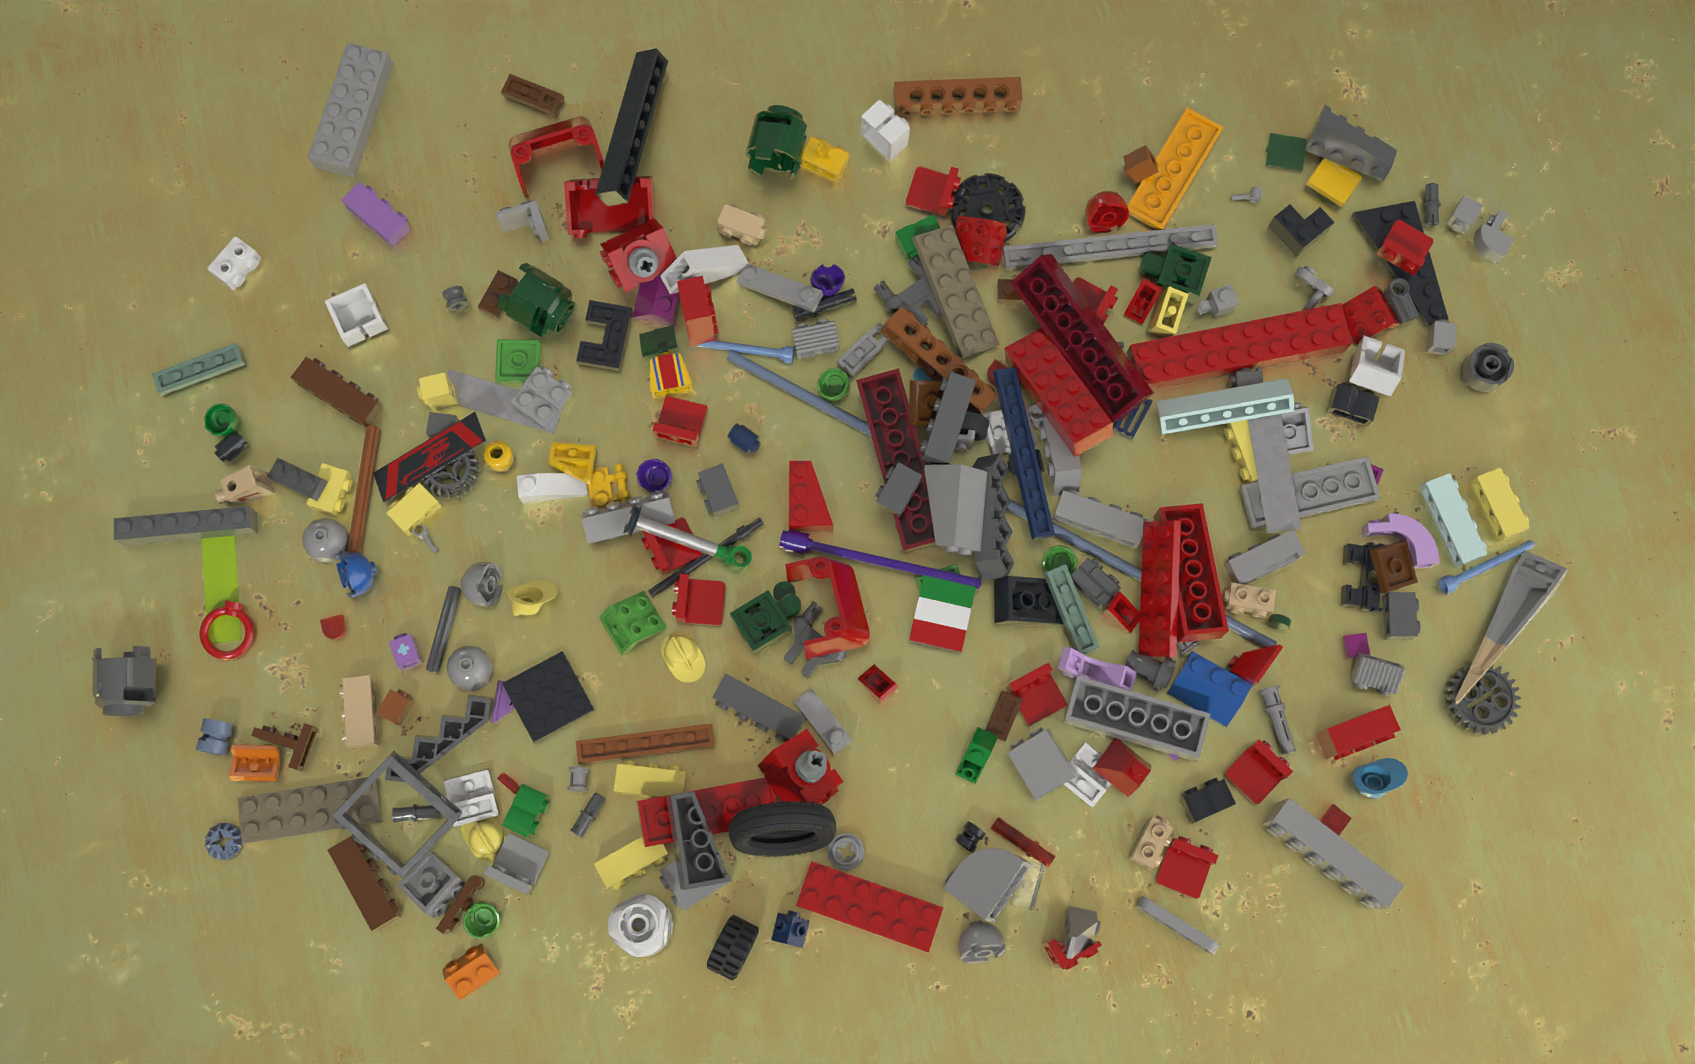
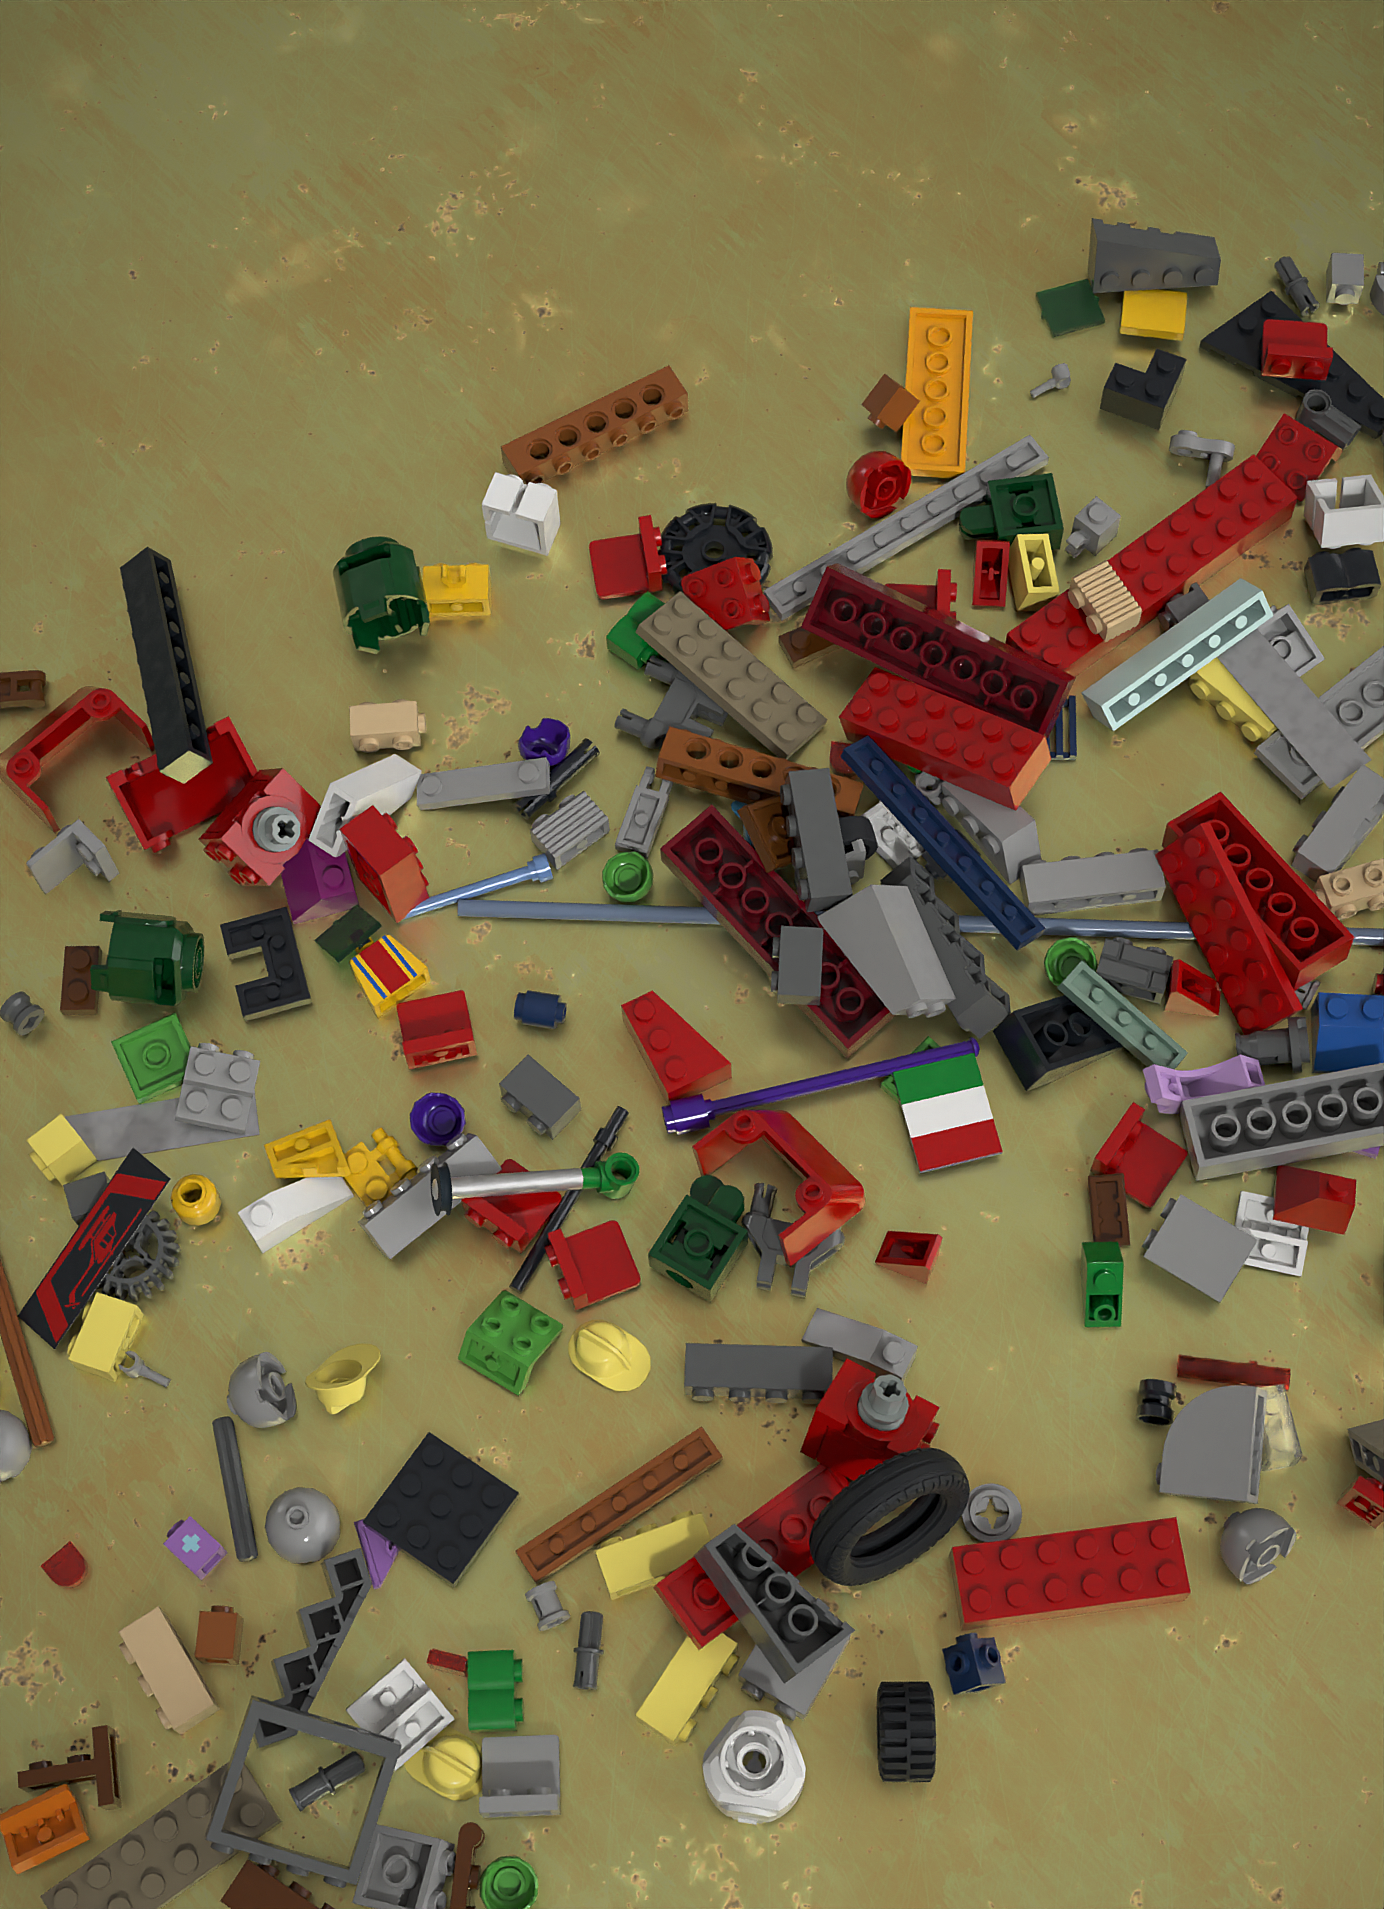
camera: 20 degrees left, 10 degrees down
(356, 573) = (62, 1469): blue cylinder -> none
(1196, 354) = (1104, 601): none -> tan brick

